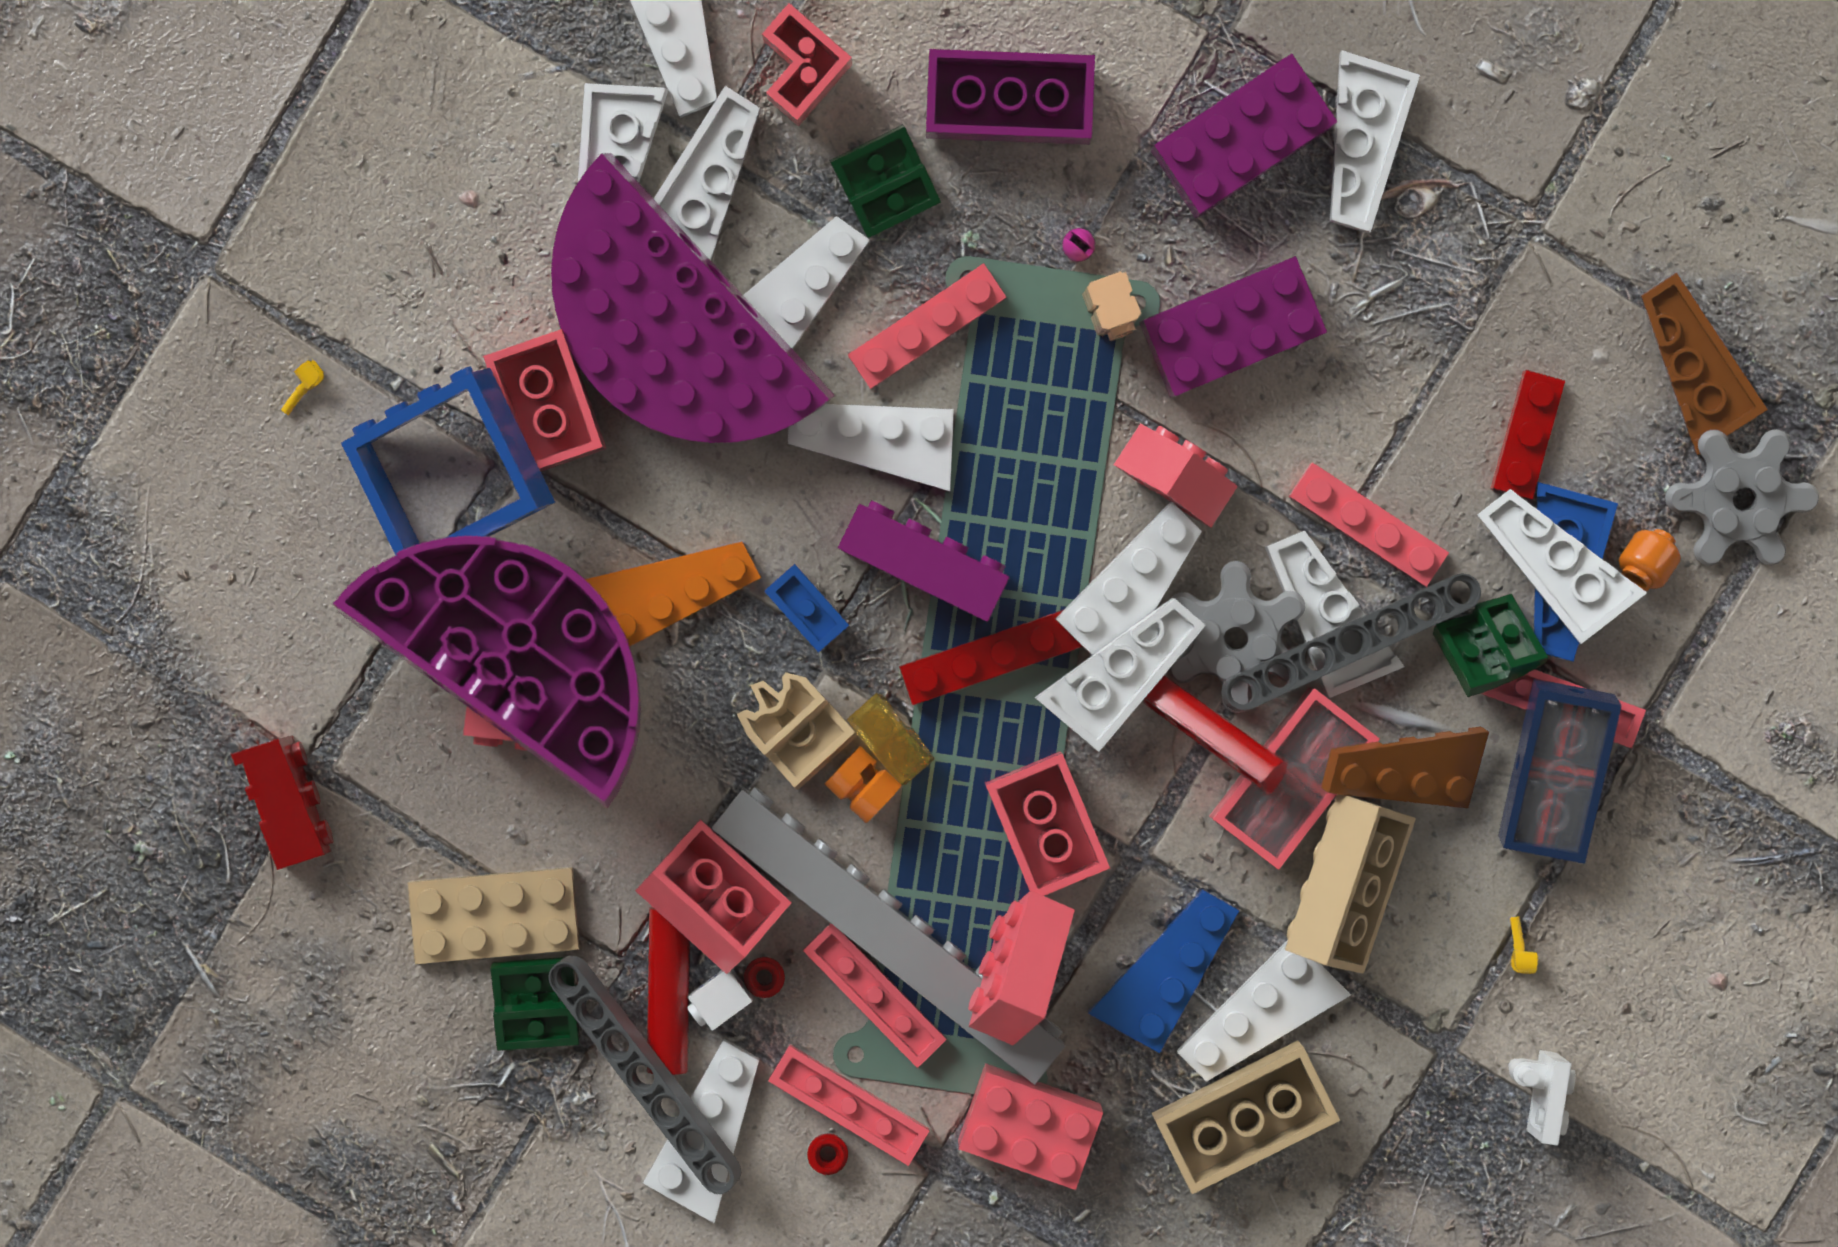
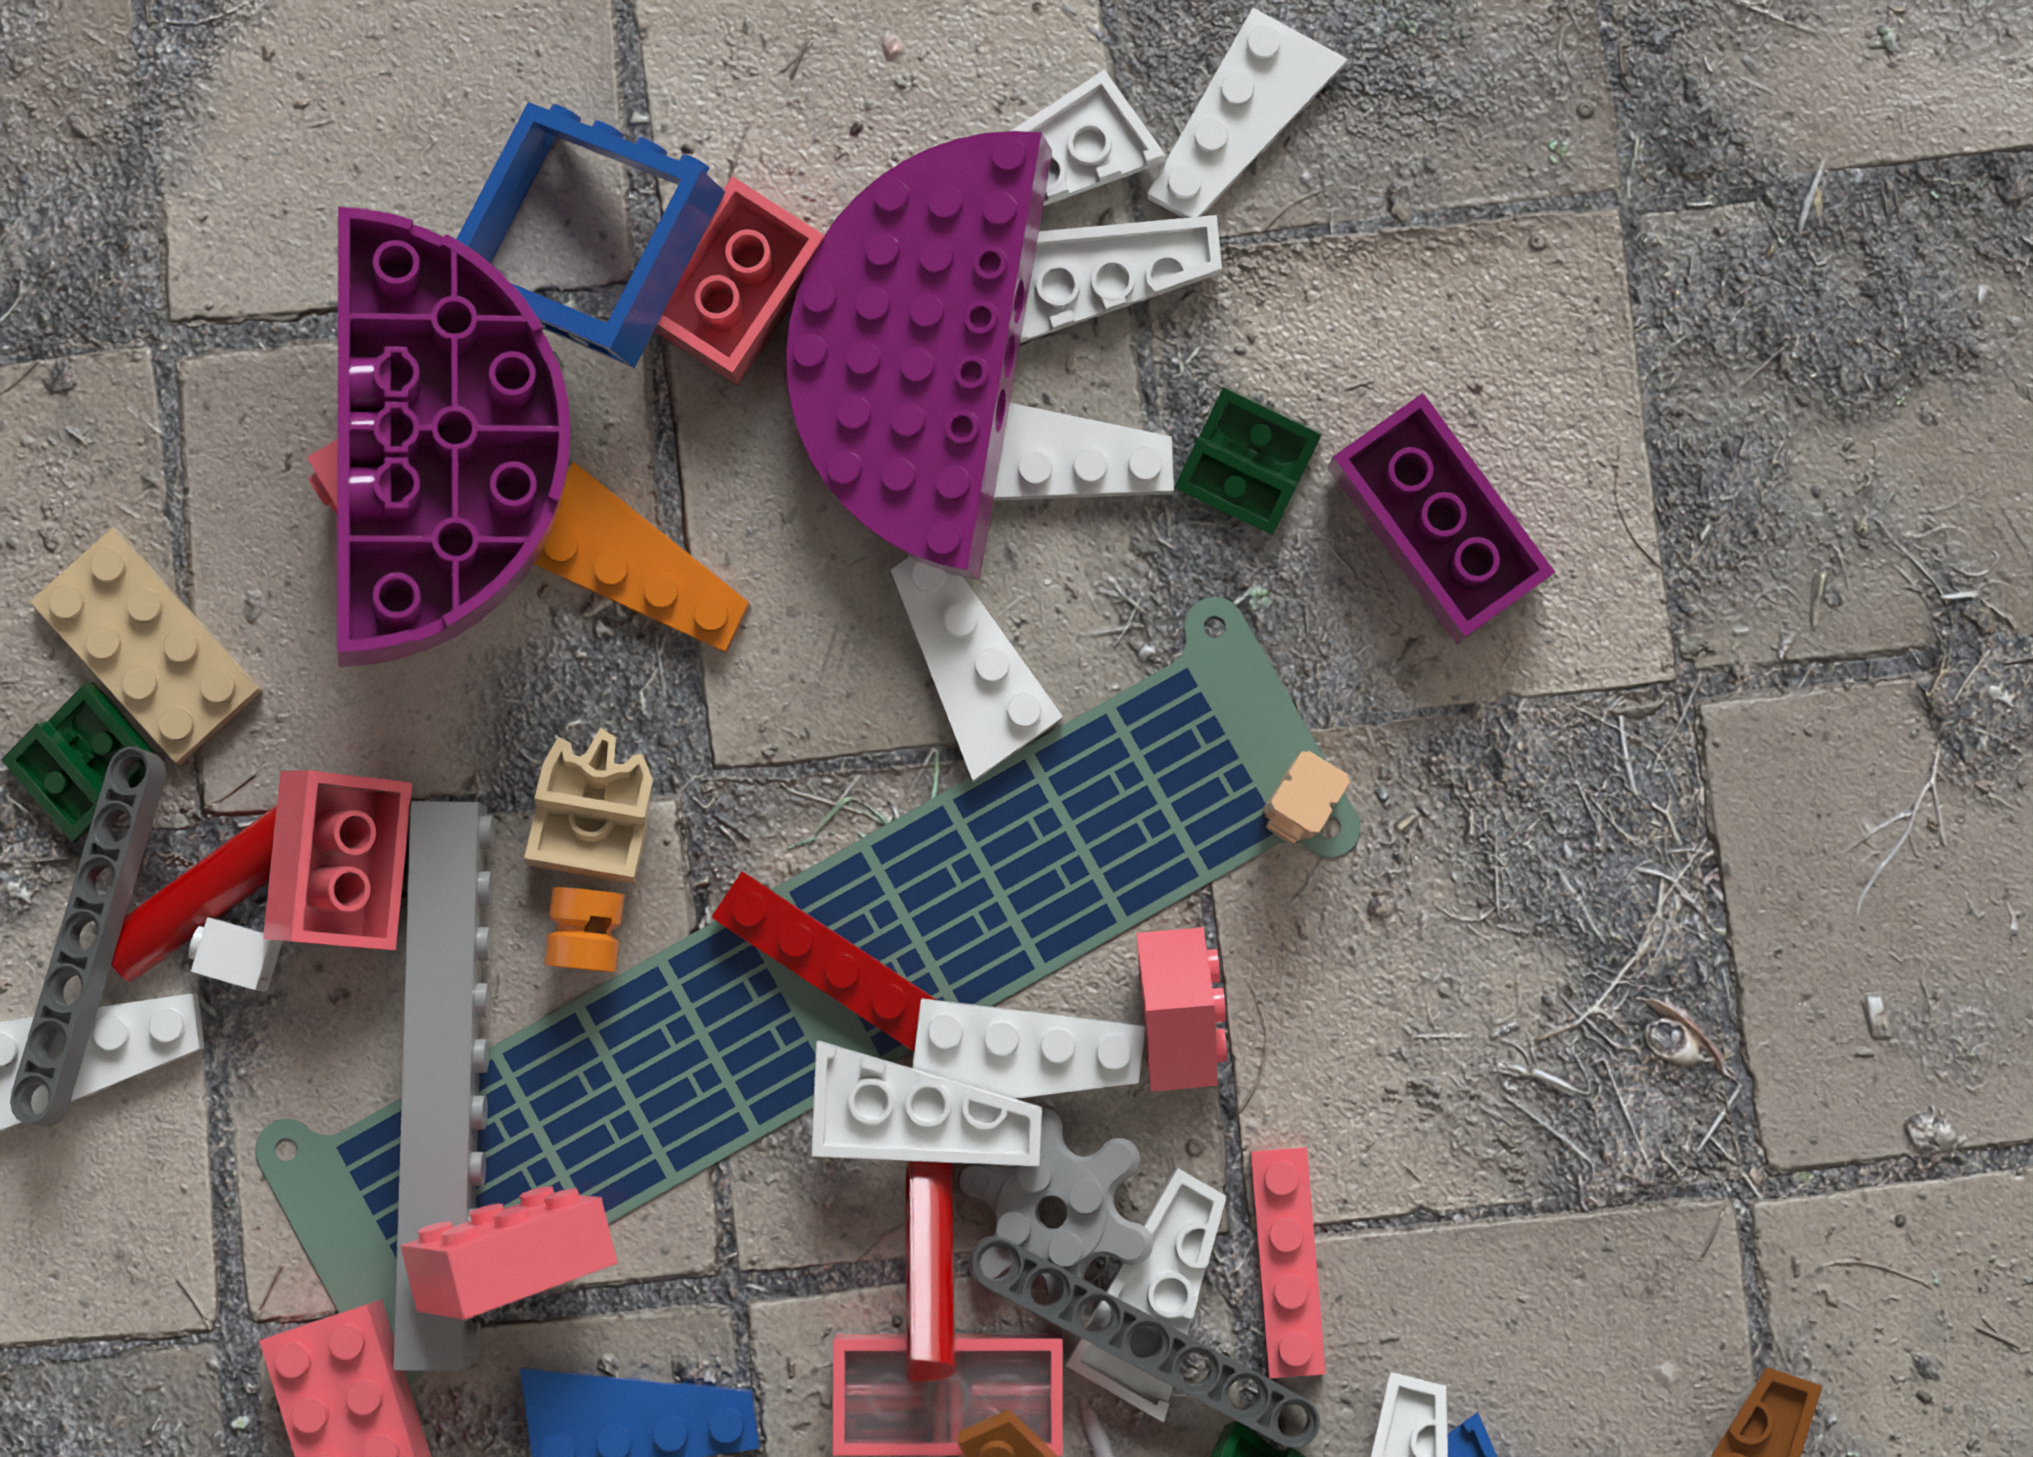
camera: 55 degrees right, 5 degrees down
(285, 801) = (102, 330): red wedge -> none
(310, 376) = (576, 24): yellow hand -> none
(764, 990) = (278, 985): red plate -> none
(806, 608) = (729, 724): blue plate -> none
(813, 60) = (1311, 288): coral brick -> none
(827, 1167) = (136, 1208): red plate -> none
(849, 1105) = (223, 1184): coral plate -> none
(875, 994) = (365, 1121): coral plate -> none
(889, 739) = (655, 921): clear yellow slope -> none
(924, 562) = (872, 808): magenta brick -> none
(927, 326) = (1129, 622): coral plate -> none
(1047, 825) = (689, 1163): coral brick -> none
(1072, 251) = (1330, 716): dark pink hinge -> none
(1233, 327) = (1384, 947): magenta brick -> none
(1243, 136) = (1596, 800): magenta brick -> none
(1369, 125) = (1711, 927): white wing -> none
(1528, 434) = (1520, 1360): red plate -> none

